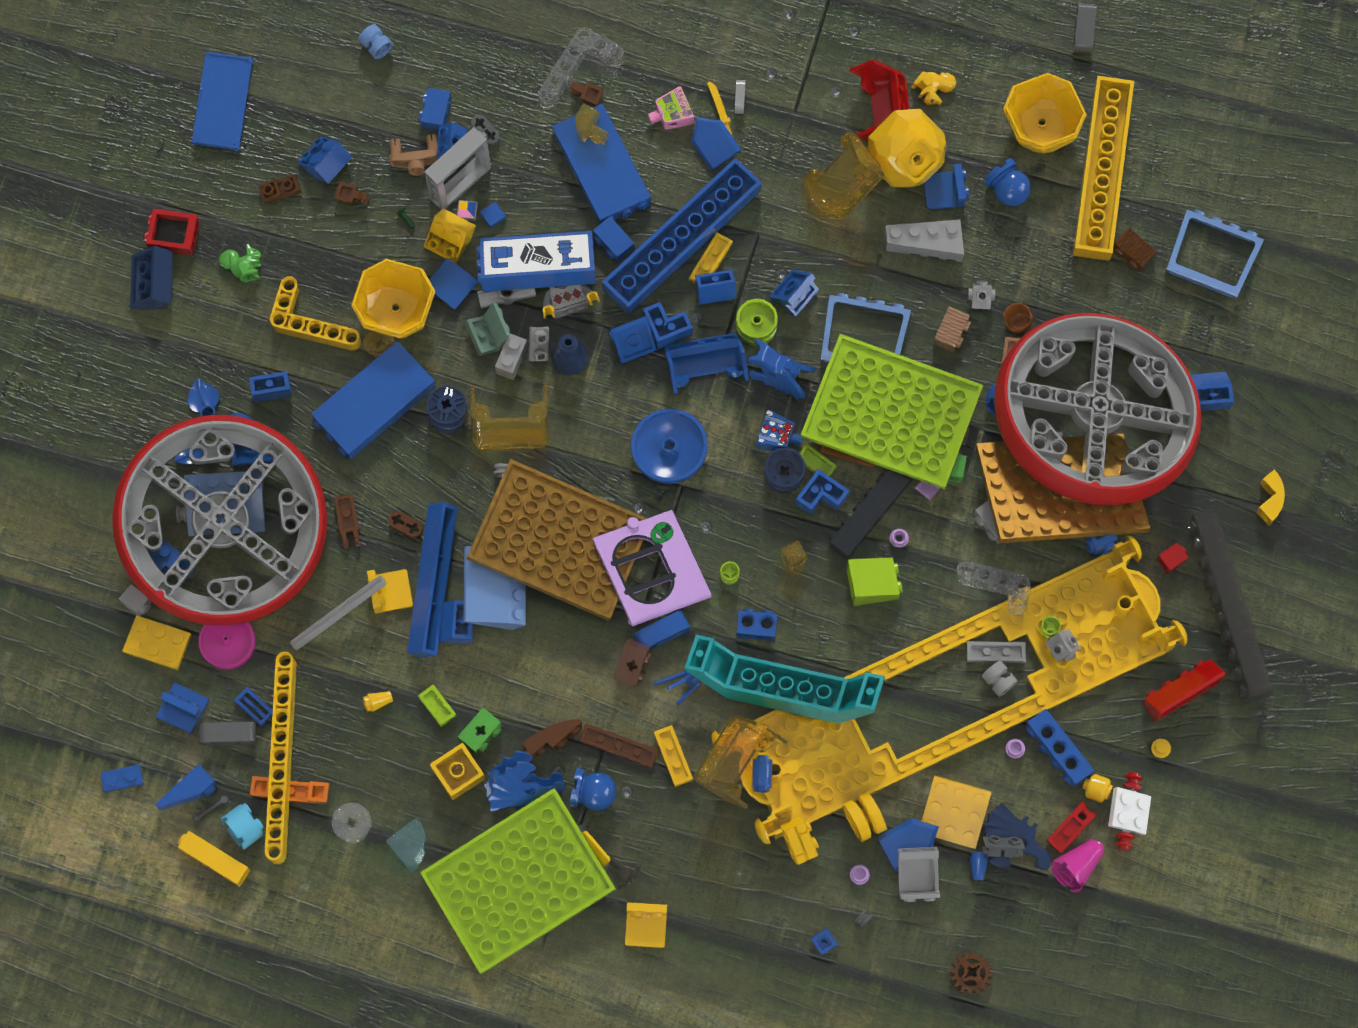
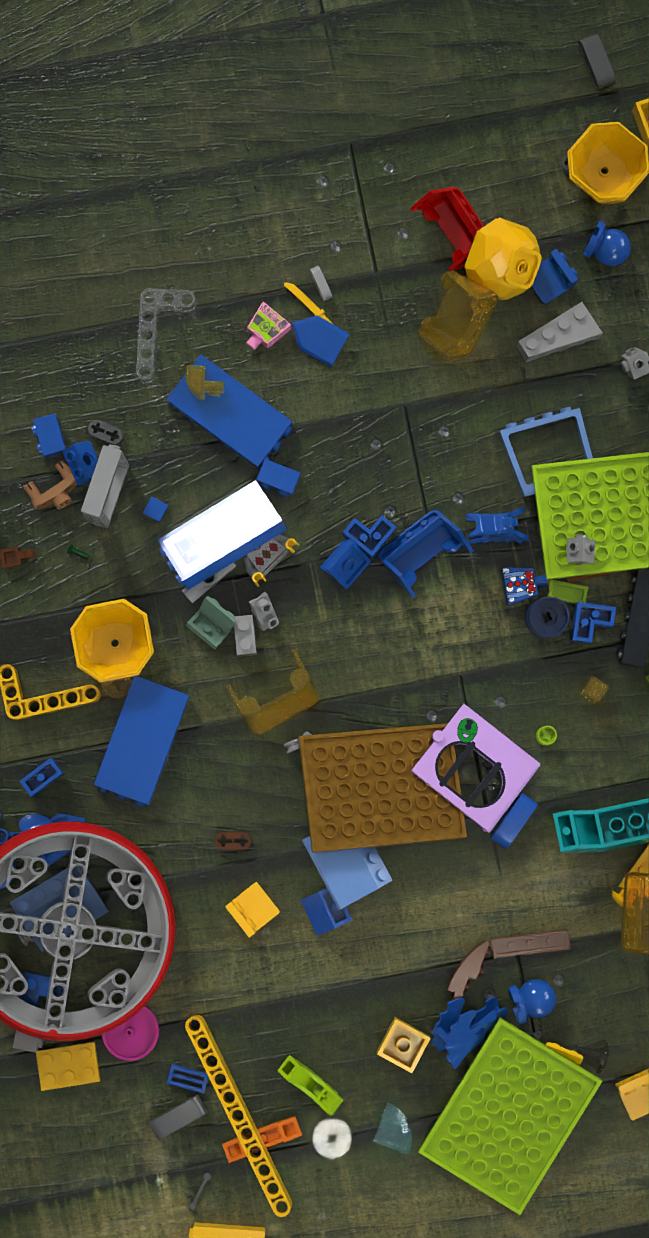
camera: 30 degrees left, 10 degrees up
(122, 778) = (105, 1206): blue plate -> none
(182, 708) = (124, 1113): blue bracket -> none
(190, 788) = (174, 1182): blue slope -> none
(242, 826) = (239, 1197): medium azure brick -> none
(338, 612) = (219, 956): light grey axle -> none
(347, 518) = (177, 862): reddish brown hinge -> none
(357, 762) = (311, 1084): none -> lime arch
(376, 700) = (295, 1016): yellow cone -> none
(432, 580) = (286, 881): blue brick -> none
(437, 705) = (351, 992): lime plate -> none
(449, 235) = (127, 550): yellow slope -> none
(452, 283) = (153, 594): blue slope -> none
(453, 417) = (222, 724): dark blue wheel -> none
(467, 210) = (129, 517): tile -> none
(482, 721) = (399, 986): bright green brick -> none
(569, 355) = (298, 614): dark blue cone -> none
(589, 94) = (183, 349): reddish brown plate -> none
(625, 671) = (505, 864): reddish brown brick -> none
(669, 446) = (432, 646): blue dish -> none
(673, 756) = (584, 928): yellow plate -> none
(681, 236) = (339, 443): blue brick -> none
(687, 678) = (555, 845): blue plant -> none
(712, 256) = (375, 451): yellow tile -> none
(715, 287) = (395, 476): blue brick -> none
(756, 630) = (596, 775): blue brick -> none
(766, 321) = (443, 481): lime wheel -> none
(795, 291) = (466, 443): blue bracket -> none
(841, 422) = (580, 550): none -> light grey brick
(931, 82) = (487, 181): yellow animal -> none
(951, 329) = (624, 407): medium nougat brick -> none

